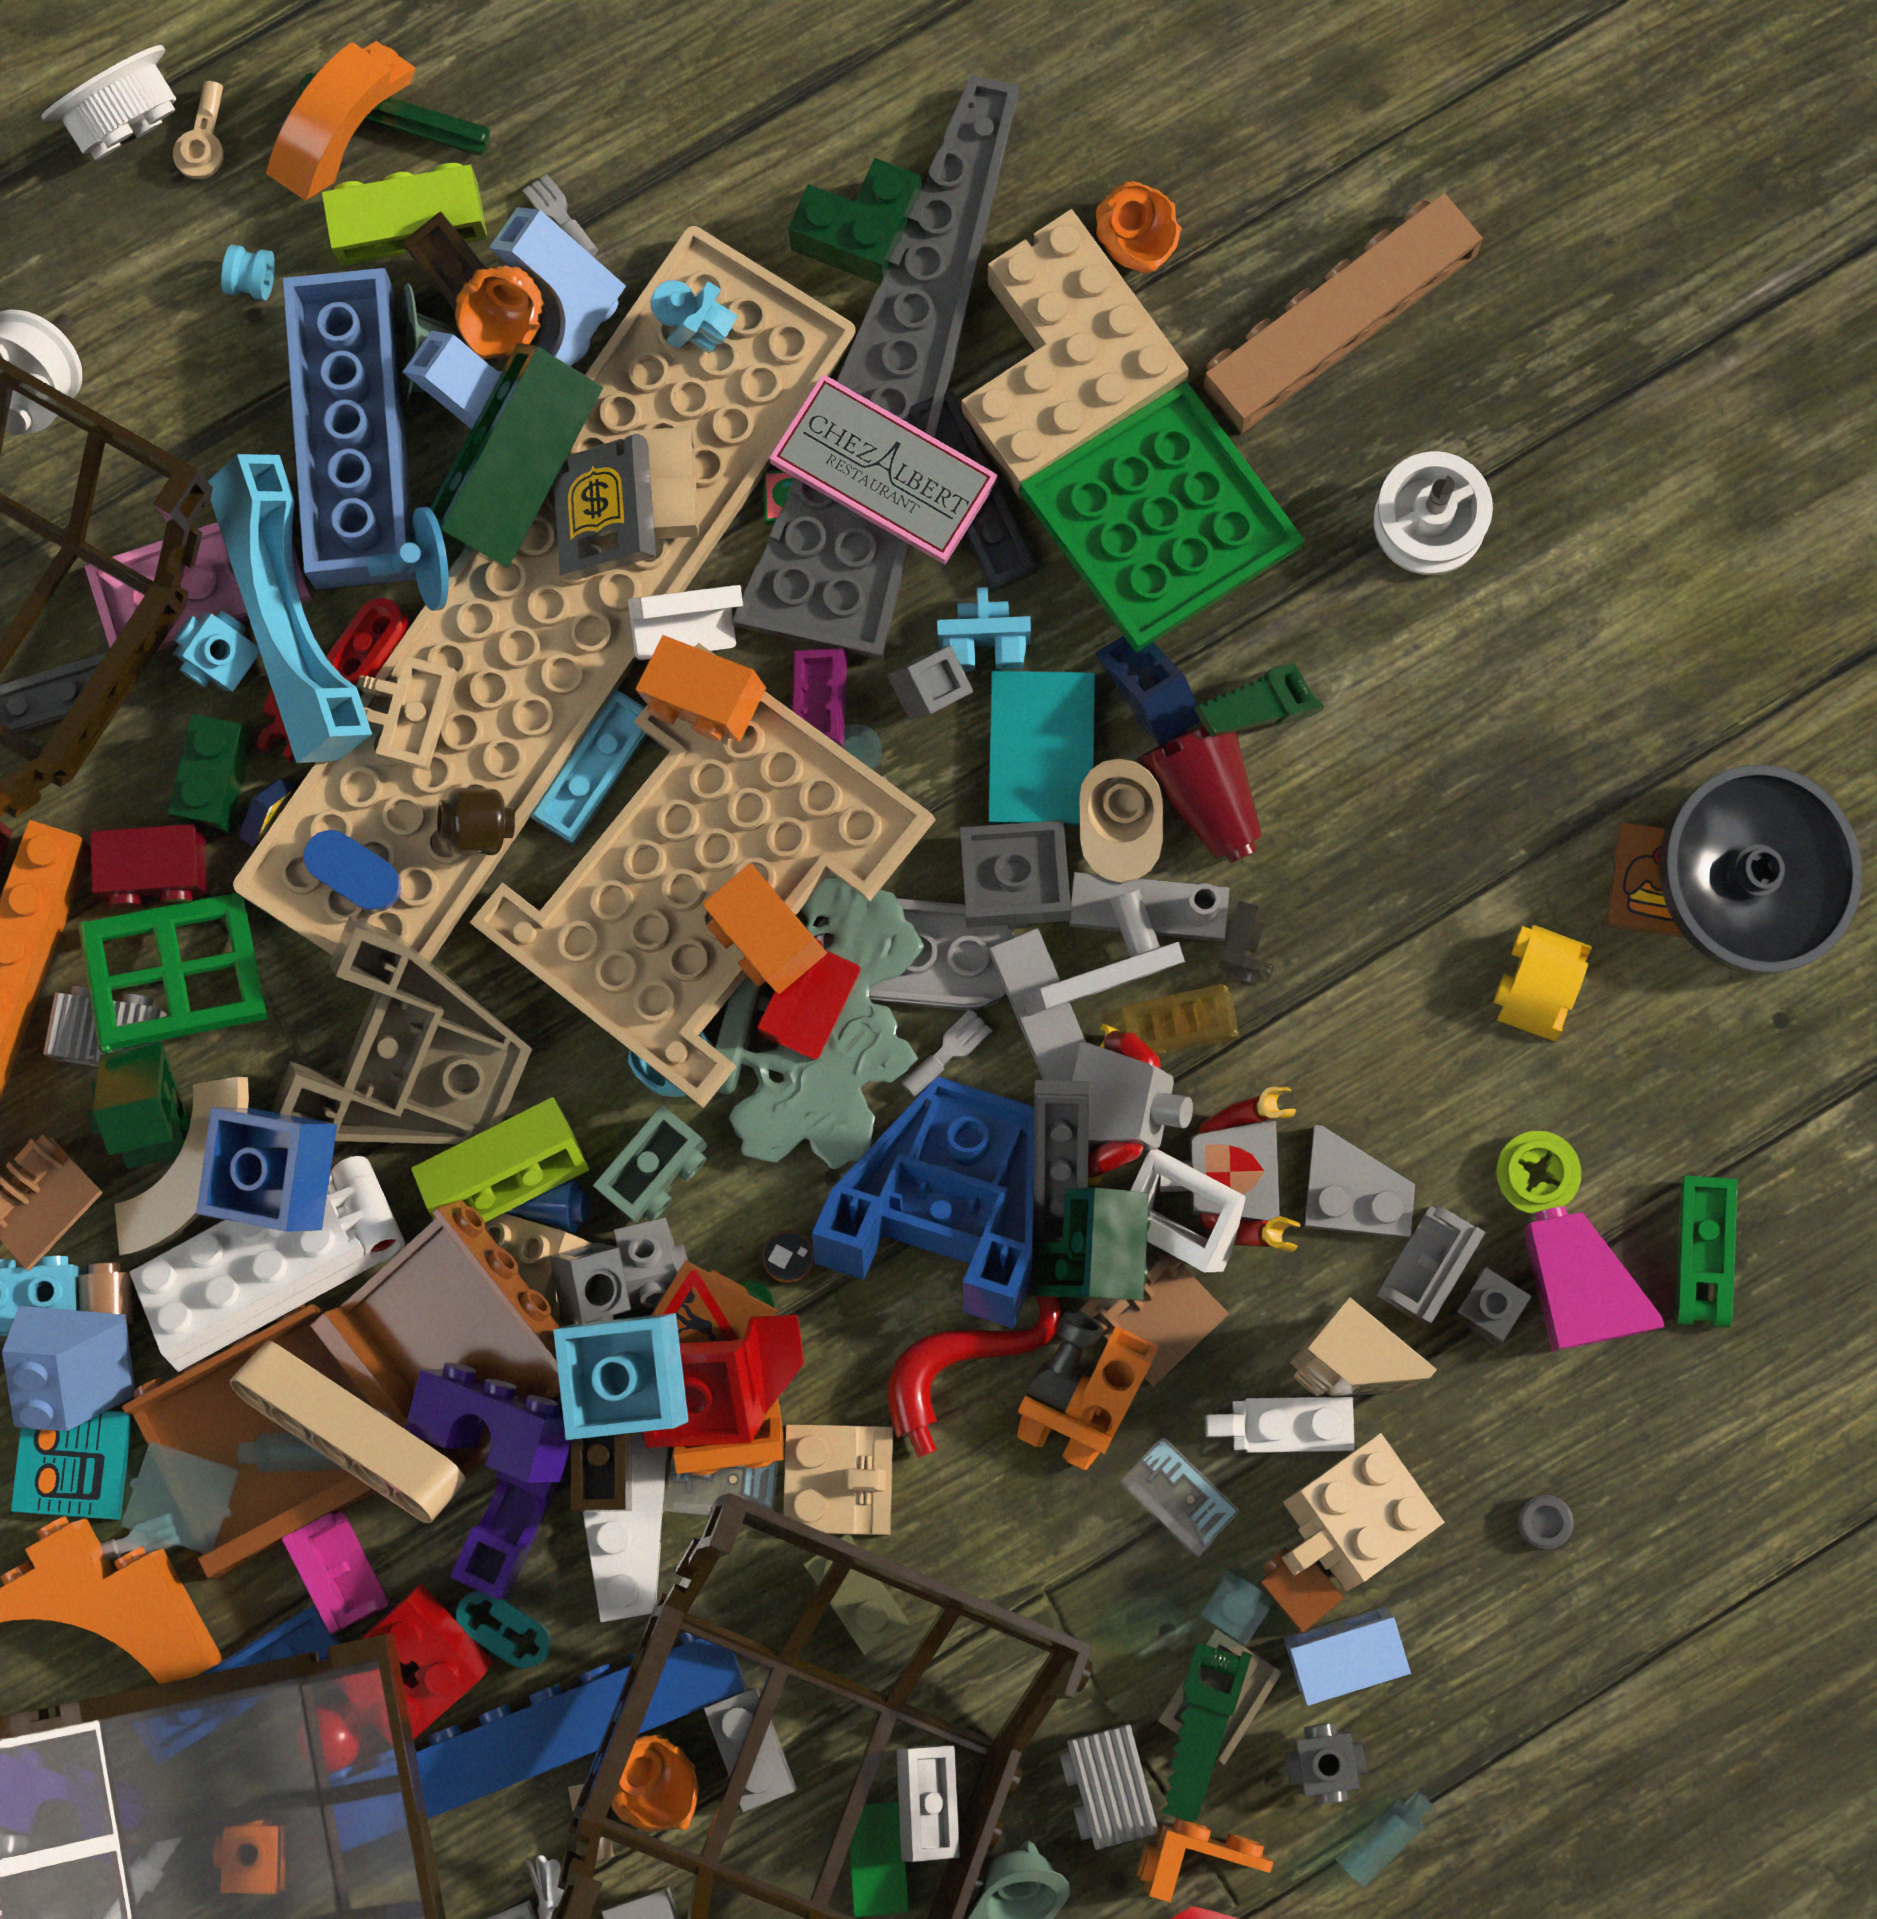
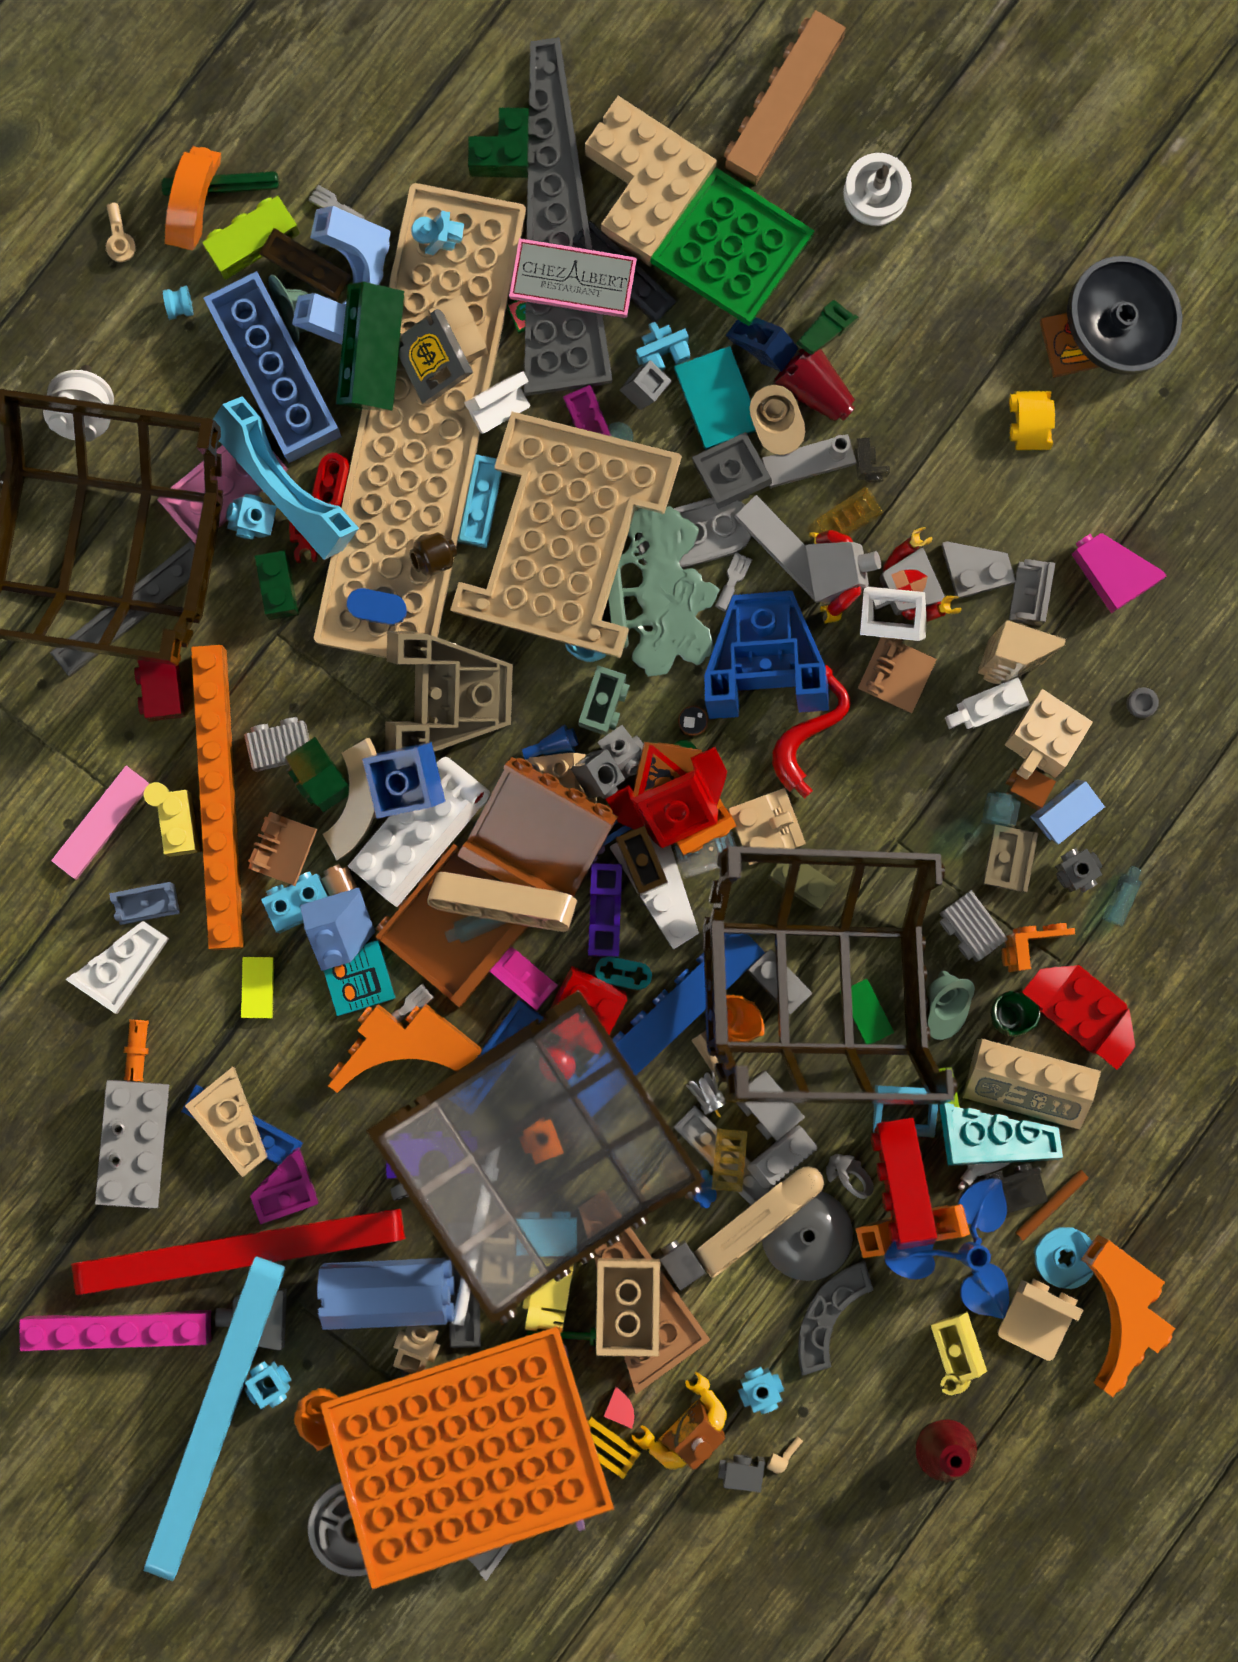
camera: 30 degrees left, 5 degrees up
(116, 104) = (68, 237): white piece -> none
(148, 865) = (263, 647): dark red brick -> none
(171, 971) = (319, 721): green window -> none
(180, 1498) = (424, 973): clear light blue piece -> none
(264, 810) = (313, 593): dark blue tile -> none
(415, 711) = (375, 508): tan hinge -> none
(423, 556) = (347, 422): dark azure shield -> none
(498, 310) = (330, 270): orange hair -> none
(504, 1163) = (523, 730): lime brick -> none
(524, 1432) = (601, 864): dark purple arch -> none
(620, 1376) = (640, 812): medium azure brick -> none
(700, 690) = (526, 436): orange piece -> none
(763, 929) = (616, 550): orange piece -> none
(810, 1006) = (651, 579): red panel -> none
(928, 1803) = (883, 971): panel -> none
(1059, 1151) = (821, 611): dark grey tile -> none
(1079, 1404) = (880, 736): orange hips -> none
(1099, 1250) = (860, 650): dark green brick -> none
(1137, 226) = (656, 92): orange hair -> none
(1144, 960) = (816, 484): light grey piece -> none
(1179, 1497) = (948, 765): clear panel -> none
(1203, 1729) = (1009, 877): dark green piece -> none
(1490, 1306) = (1072, 601): dark grey brick -> none
(1562, 1168) = (1080, 514): lime gear -> none
(1706, 1249) = (1172, 528): green plate -> none

